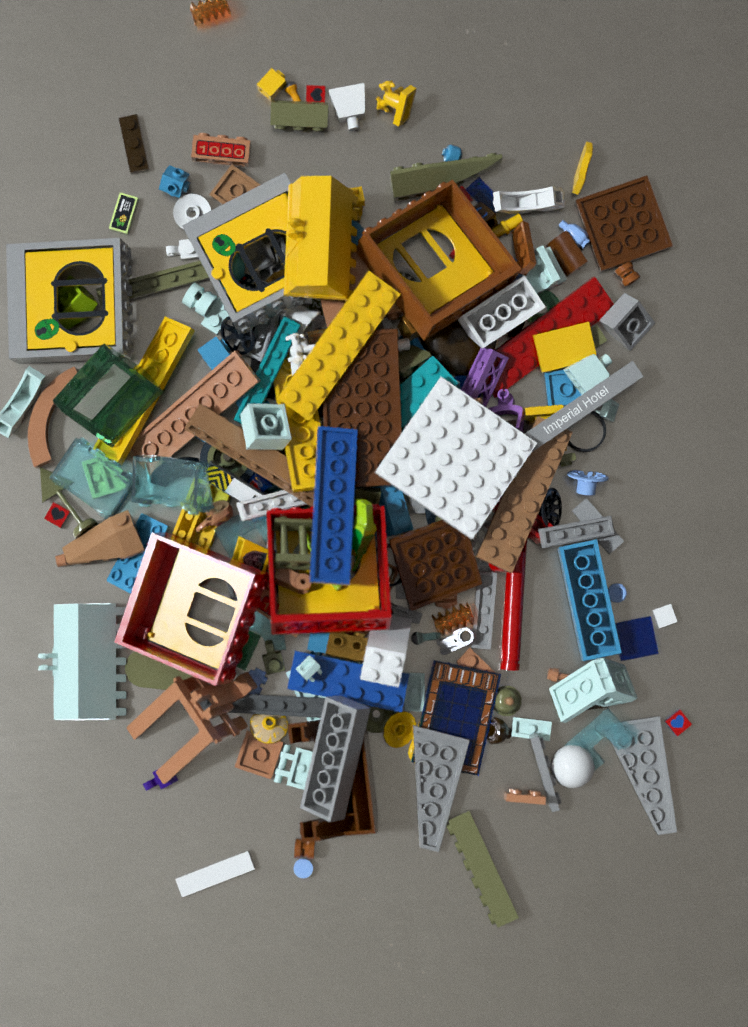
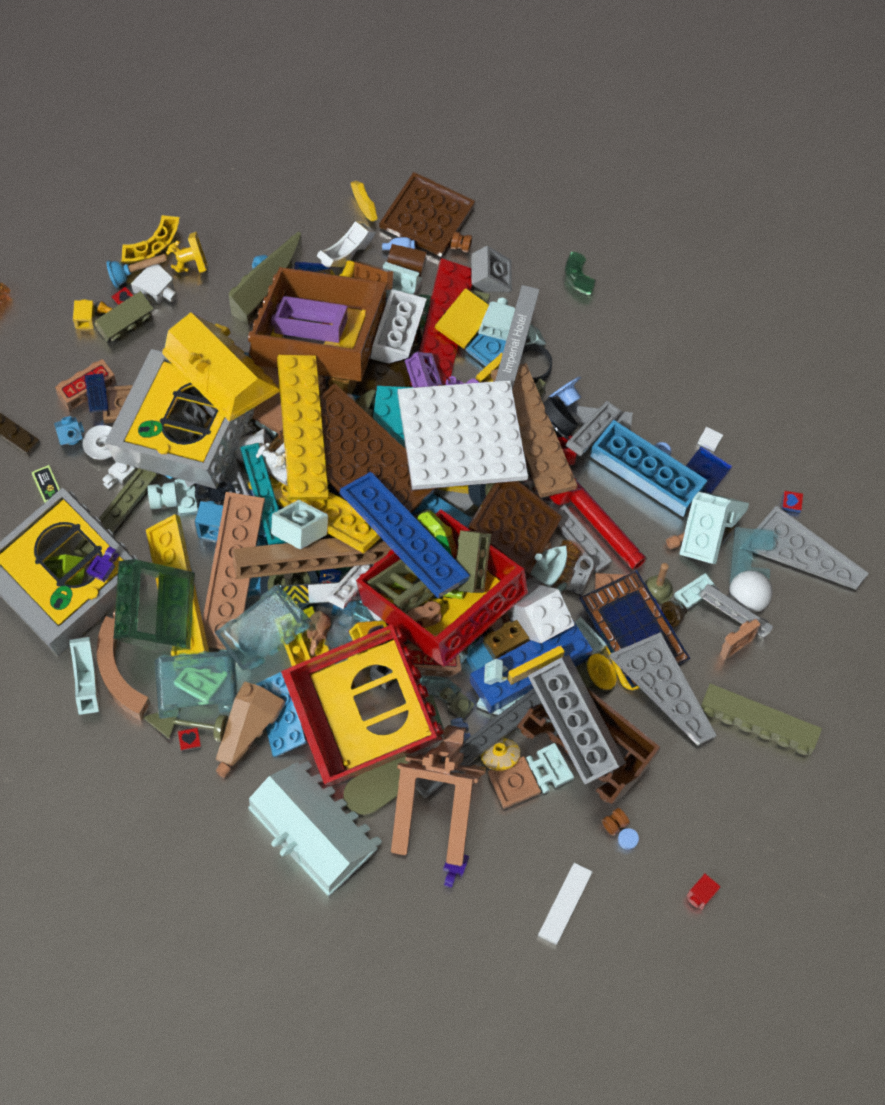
camera: 45 degrees left, 20 degrees down
(91, 332) = (103, 566): none -> dark purple plate
(220, 167) = (96, 393): none -> clear blue tile
(318, 954) = (703, 891): none -> red brick
(328, 70) = (119, 272): none -> dark azure piece
(344, 690) = (535, 664): none -> yellow tile
(366, 572) = (473, 558): none -> olive brick
(377, 67) = (153, 246): none -> yellow brick
(437, 615) = (550, 565): none -> light aqua shield
(448, 240) = (313, 311): none -> medium lavender piece
(569, 497) = (560, 415): none -> black tyre
(691, 382) = (575, 275): none -> clear green cylinder

